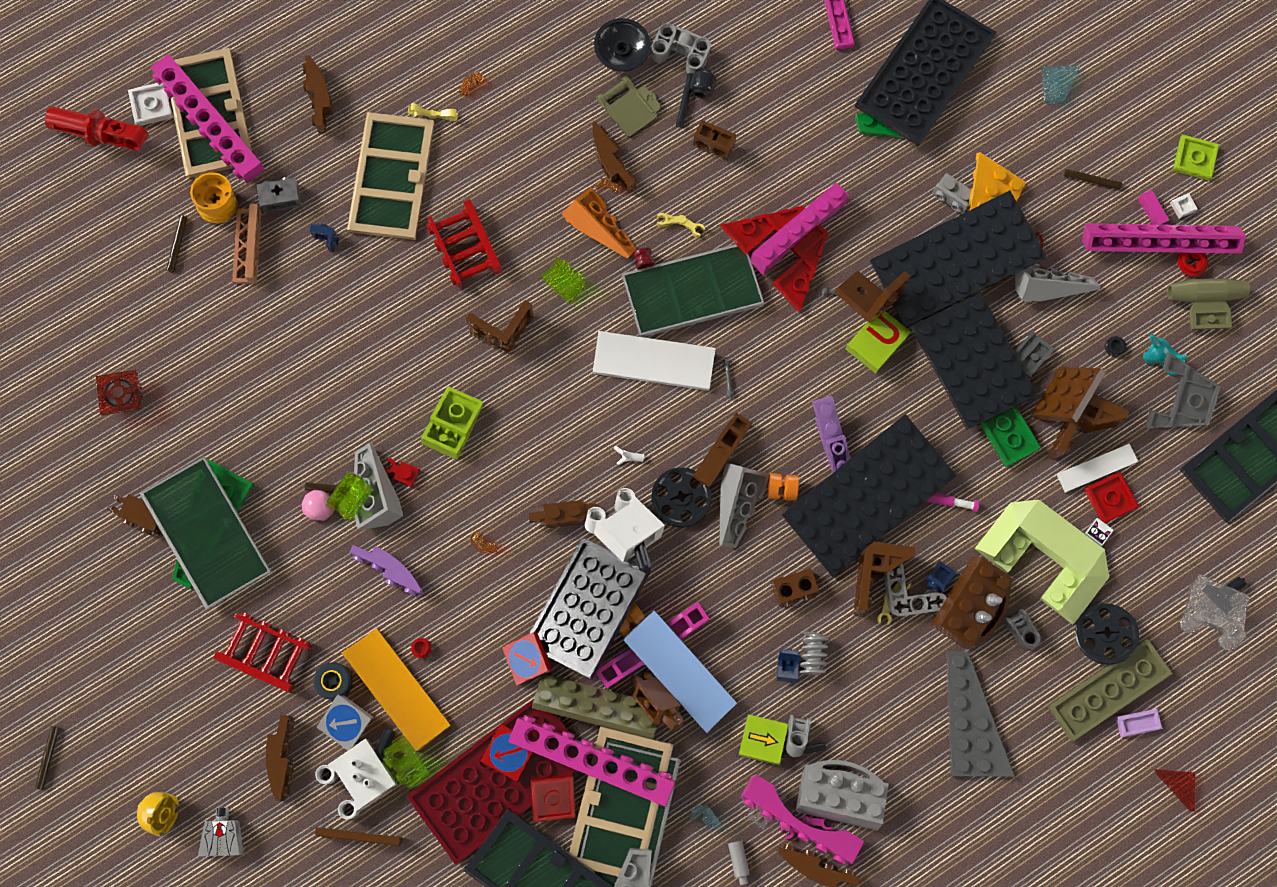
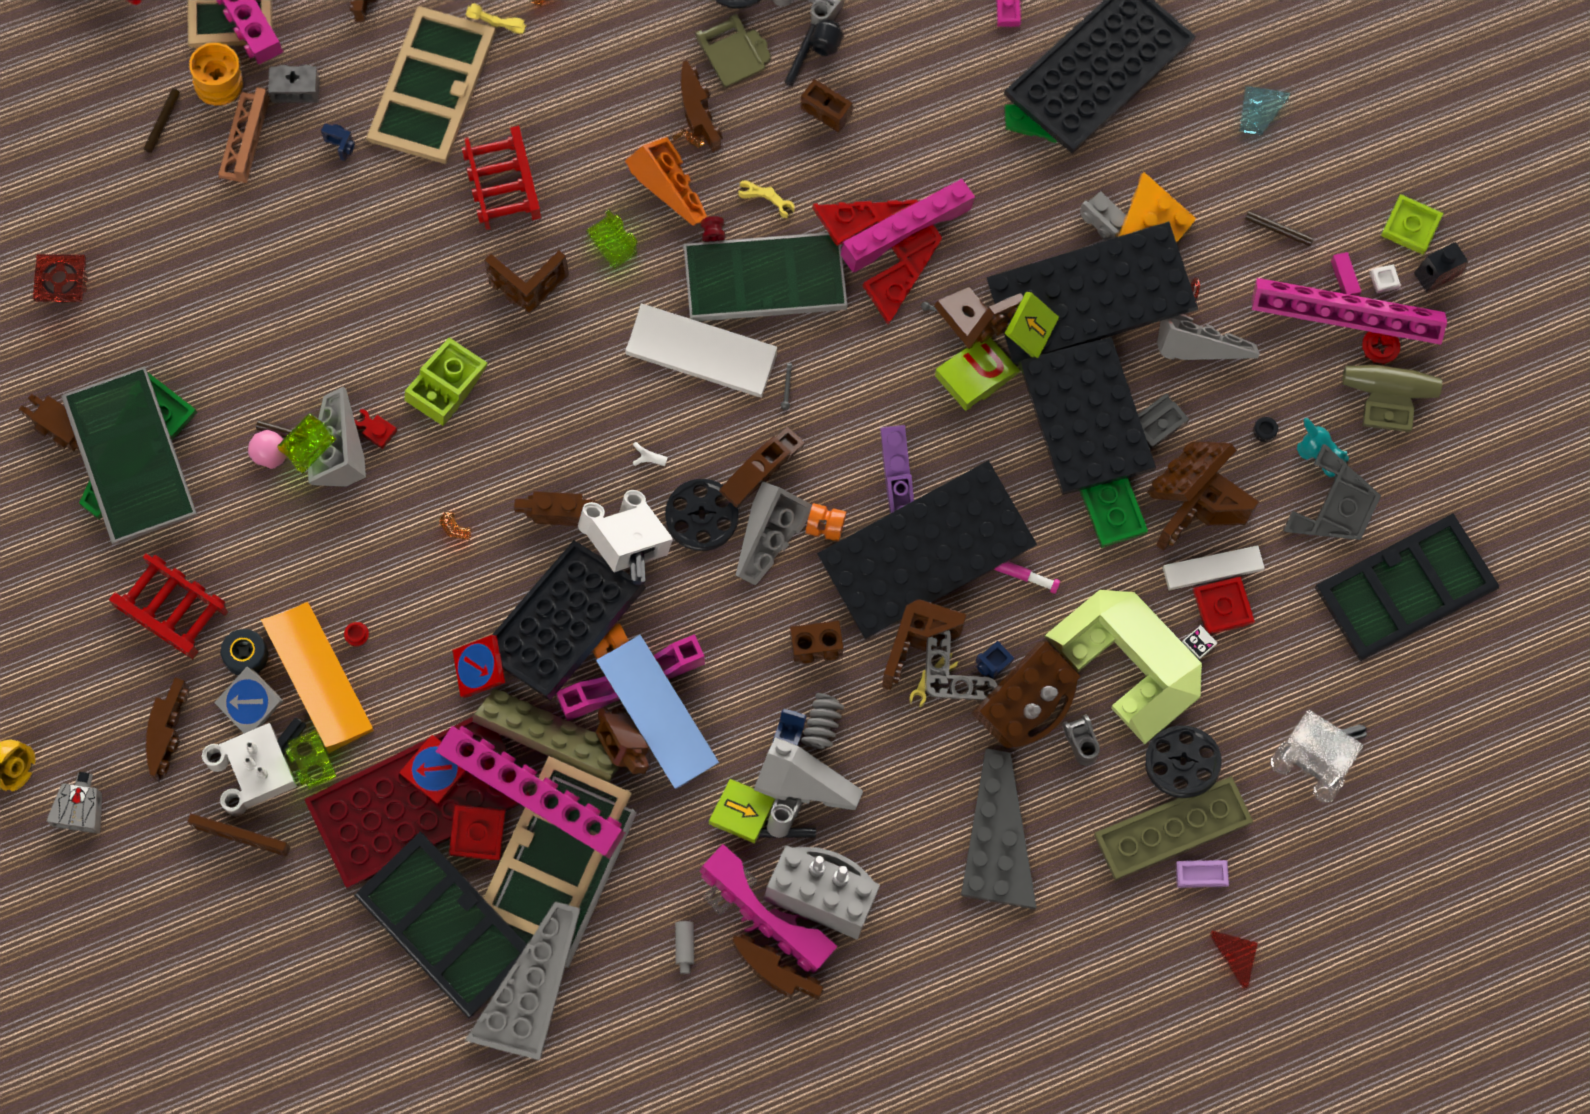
camera: 10 degrees right, 5 degrees down
(394, 573) = (342, 539): medium lavender slope -> none
(709, 817) = (658, 890): clear light blue bracket -> none
(804, 703) = (797, 774): none -> light grey wedge
(918, 295) = (1031, 325): none -> lime tile
(1231, 186) = (1445, 263): none -> black torso

